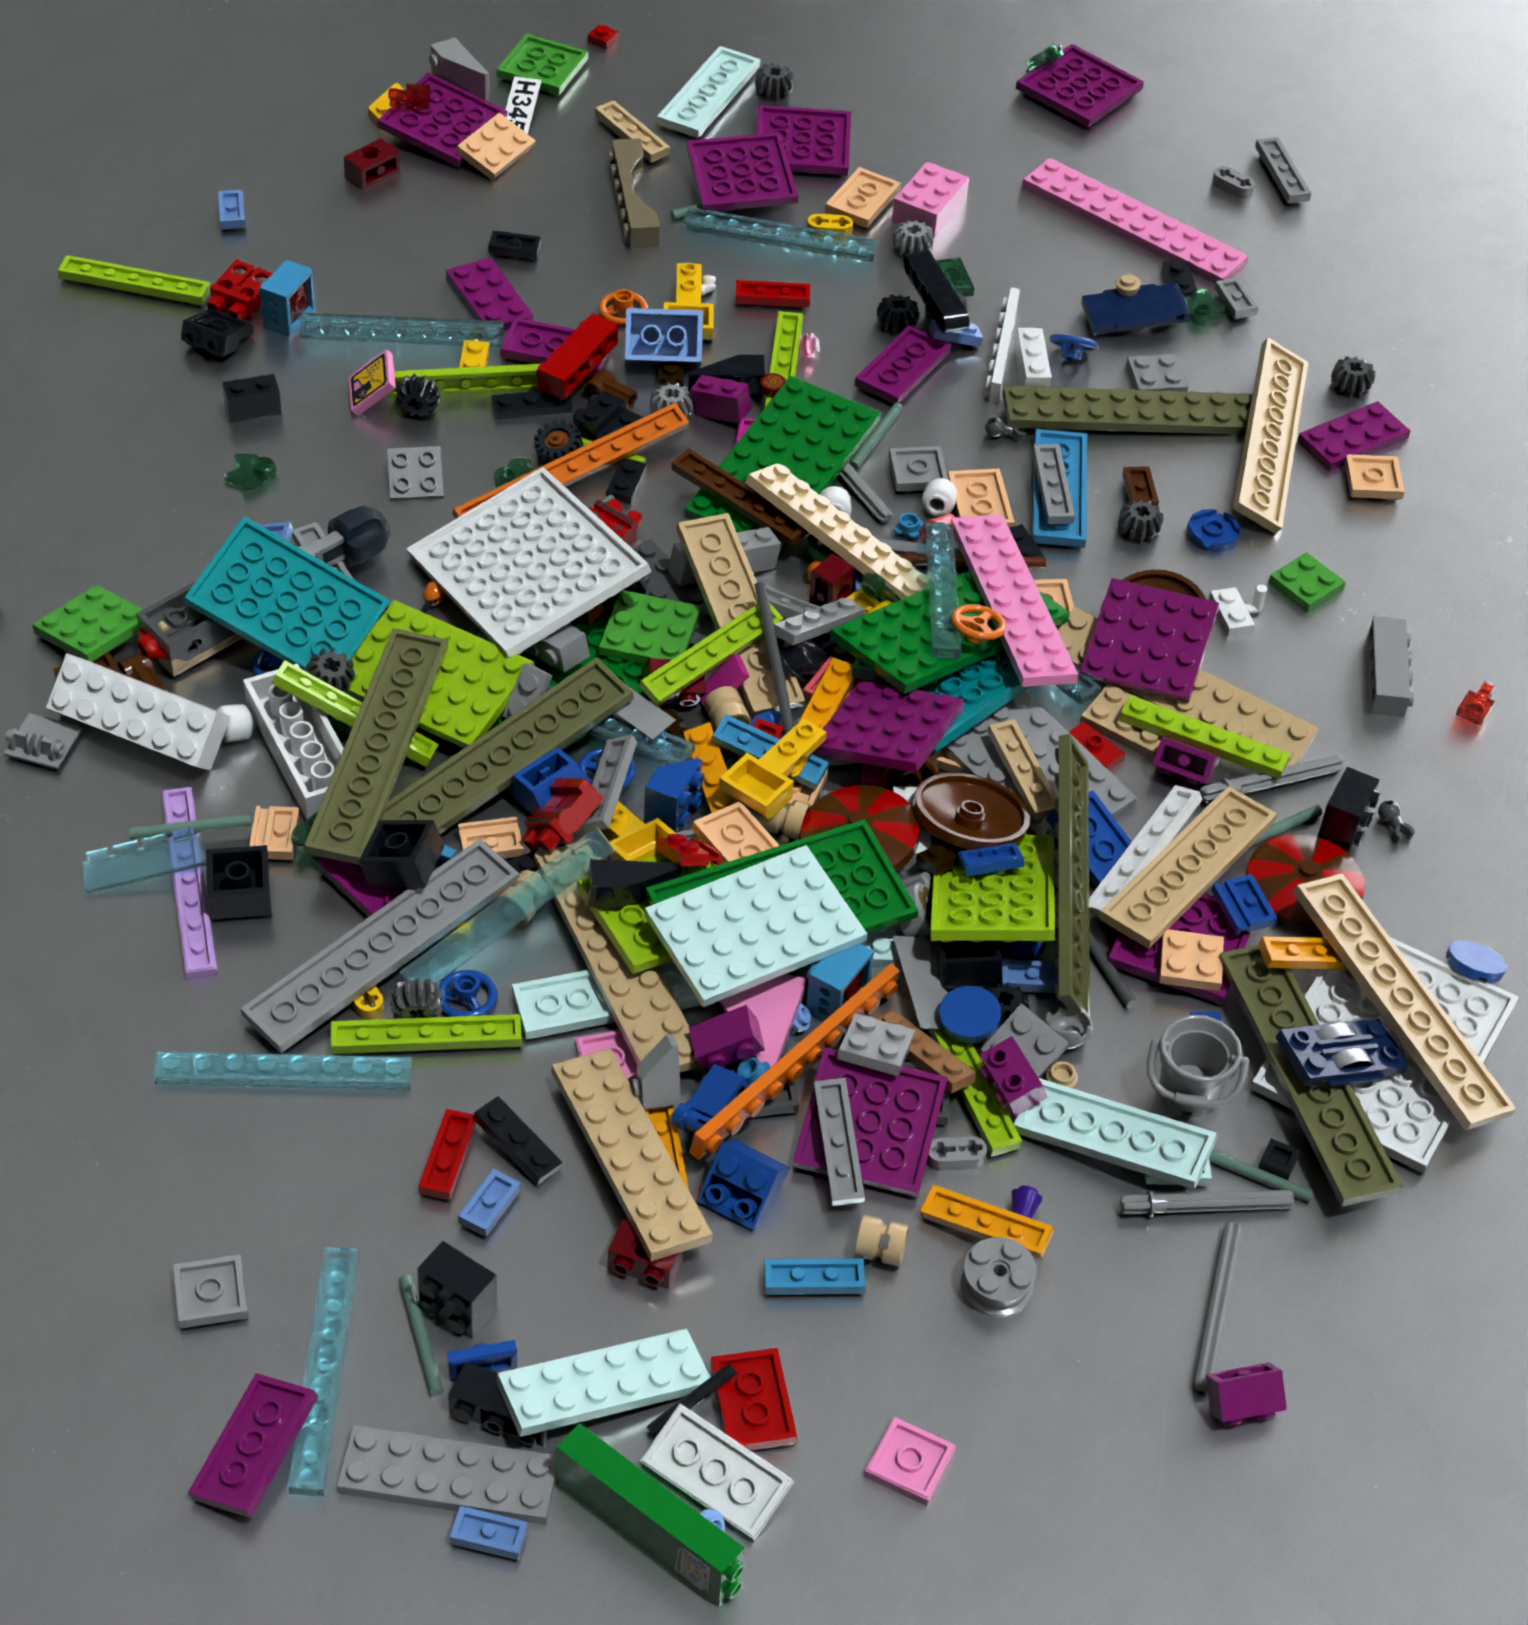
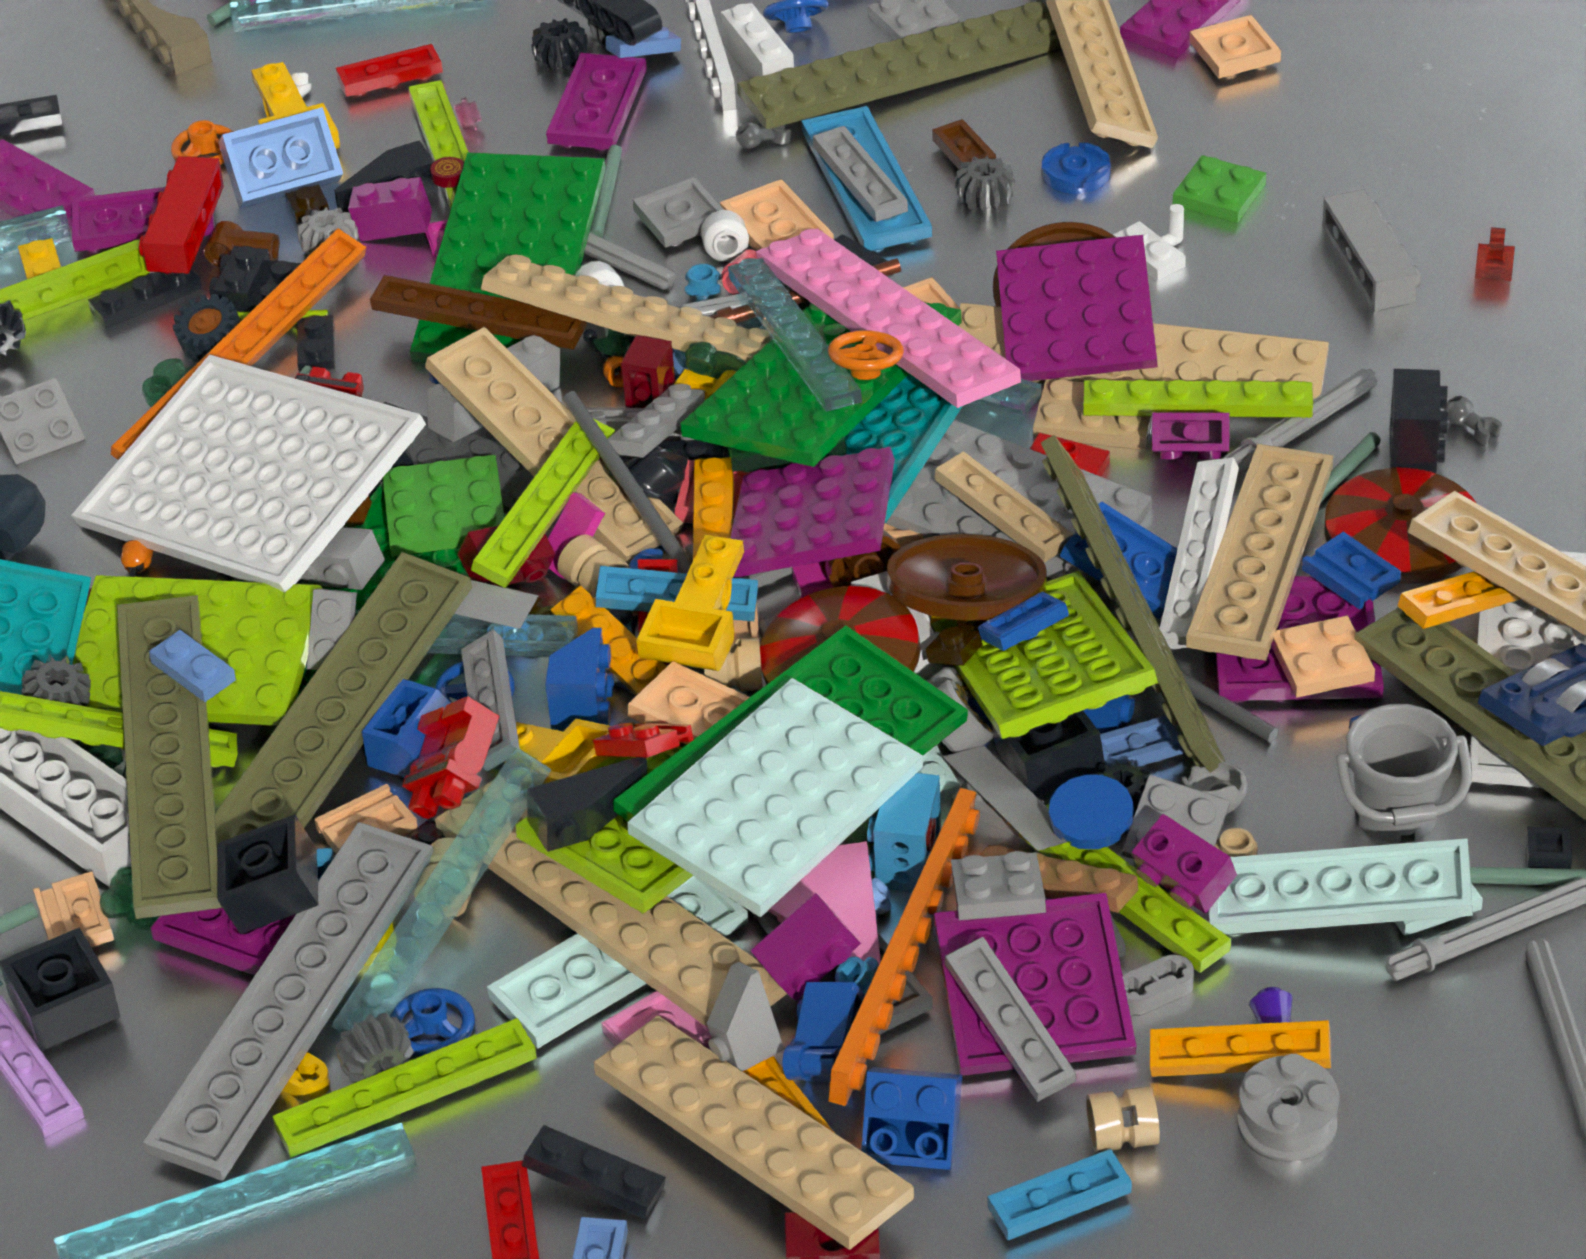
camera: 15 degrees left, 5 degrees down
(419, 689) = (192, 665): none -> medium blue plate

